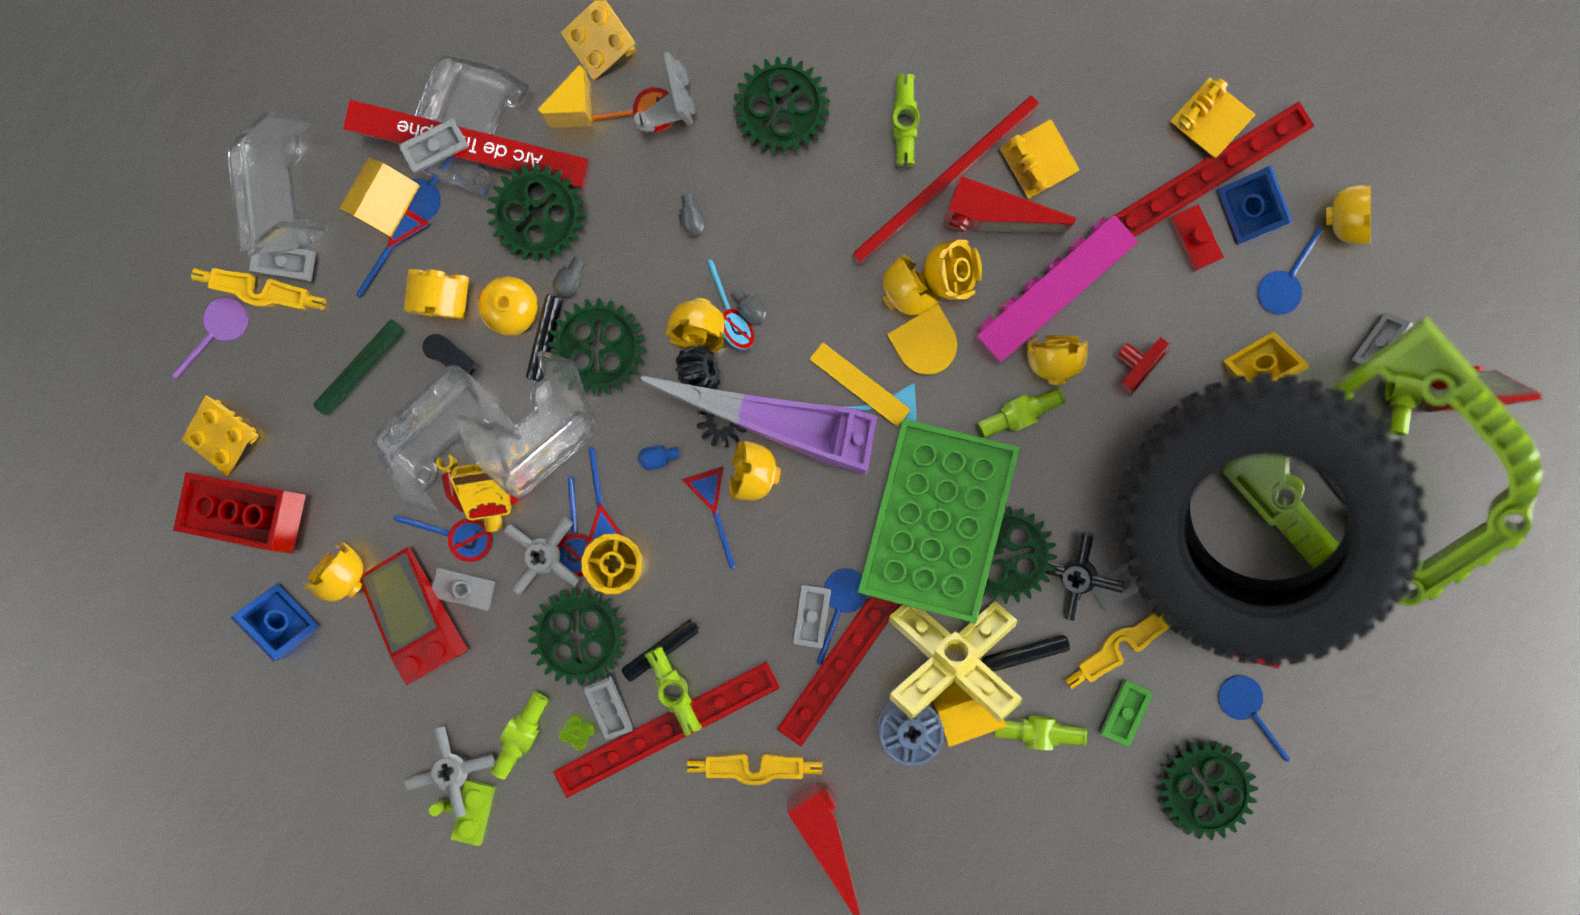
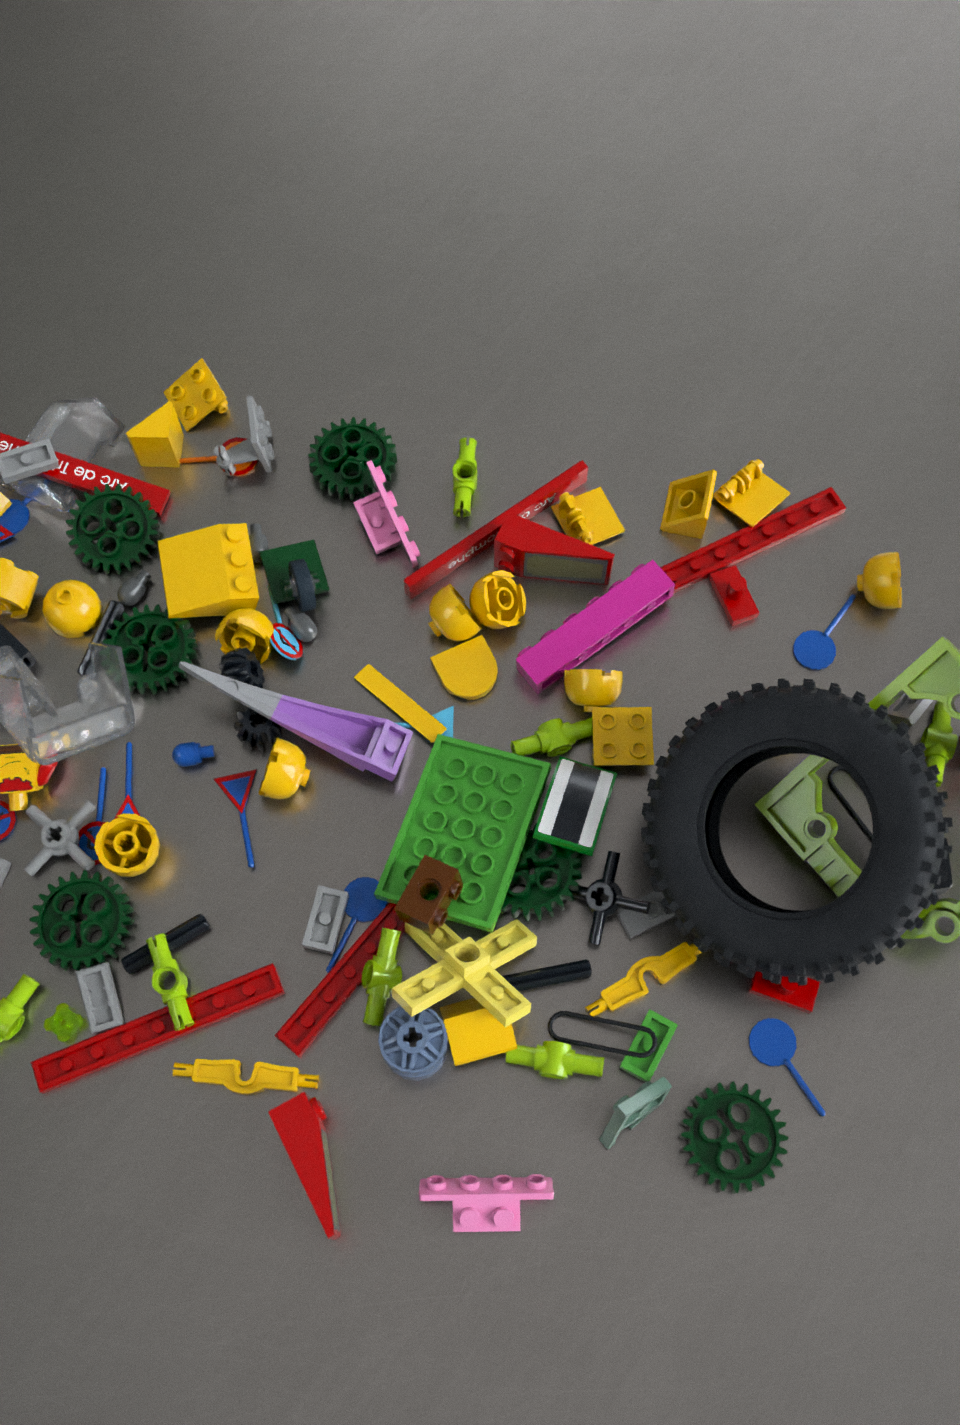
camera: 10 degrees right, 20 degrees down
(647, 258) = (208, 571): none -> yellow slope
(737, 251) = (295, 574): none -> dark green plate
(821, 182) = (381, 520): none -> bright pink bracket
(872, 668) = (381, 976): none -> lime pin
(915, 577) = (429, 877): none -> reddish brown brick
(987, 861) = (486, 1202): none -> bright pink bracket
(1047, 487) = (575, 806): none -> slope
(1081, 718) = (600, 1047): none -> black piece
(1089, 409) = (622, 736): none -> yellow hinge
(1112, 778) = (631, 1111): none -> sand green wing
(1141, 363) = (677, 701): red tile -> none
(1148, 136) = (689, 504): none -> yellow slope
(1255, 205) = (790, 568): blue slope -> none

